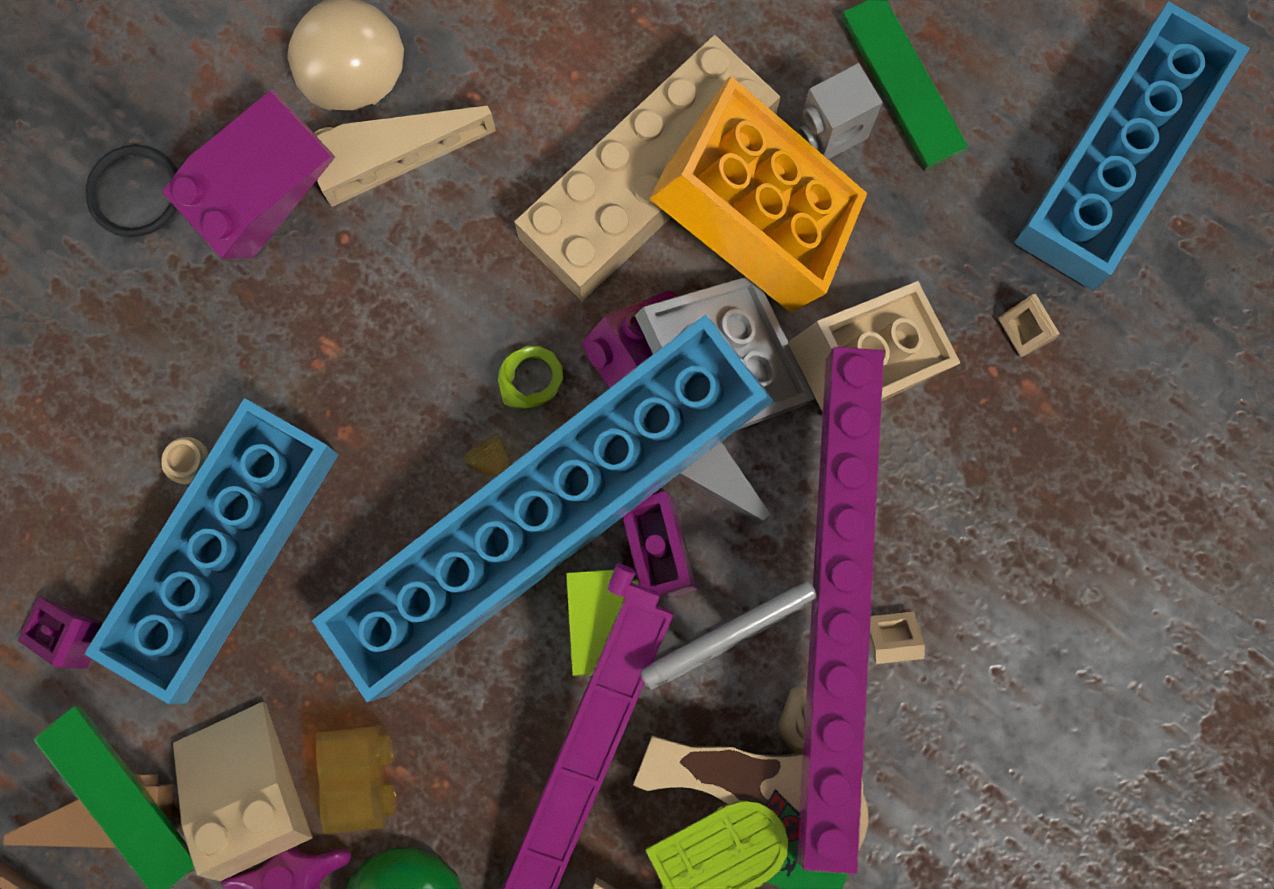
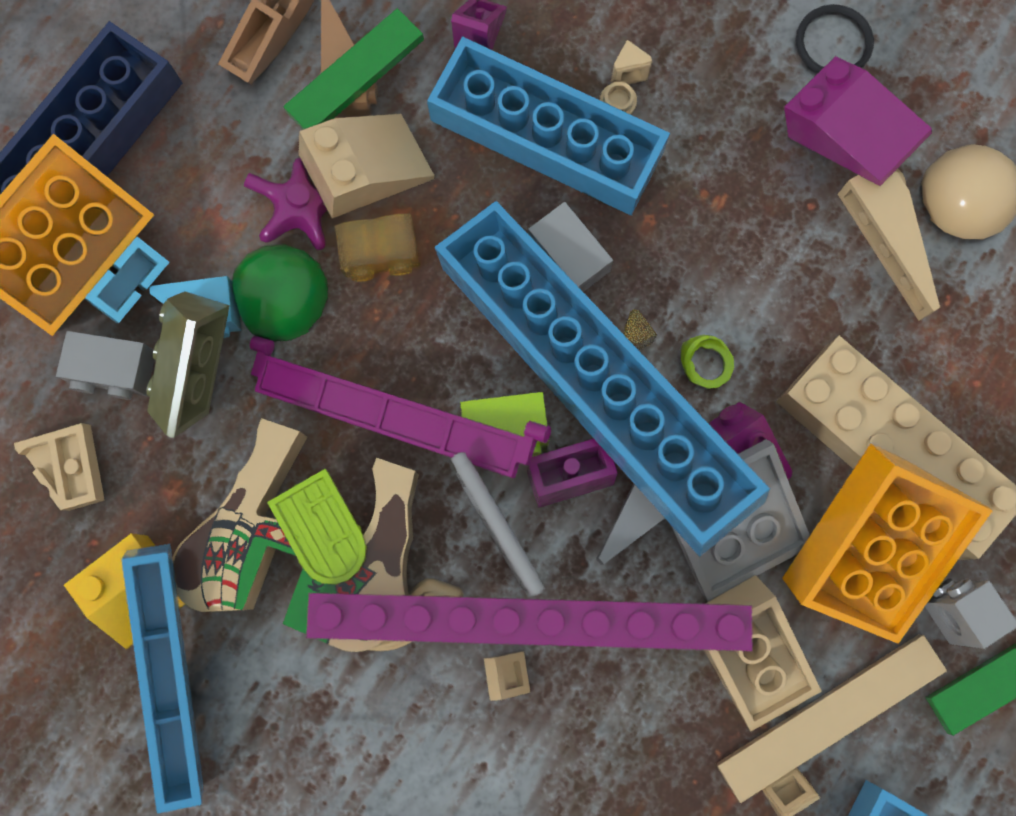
camera: 90 degrees right, 0 degrees up
(142, 440) = (631, 65): none -> tan slope
(376, 531) = (571, 246): none -> light grey brick
(947, 275) = (830, 717): none -> tan tile

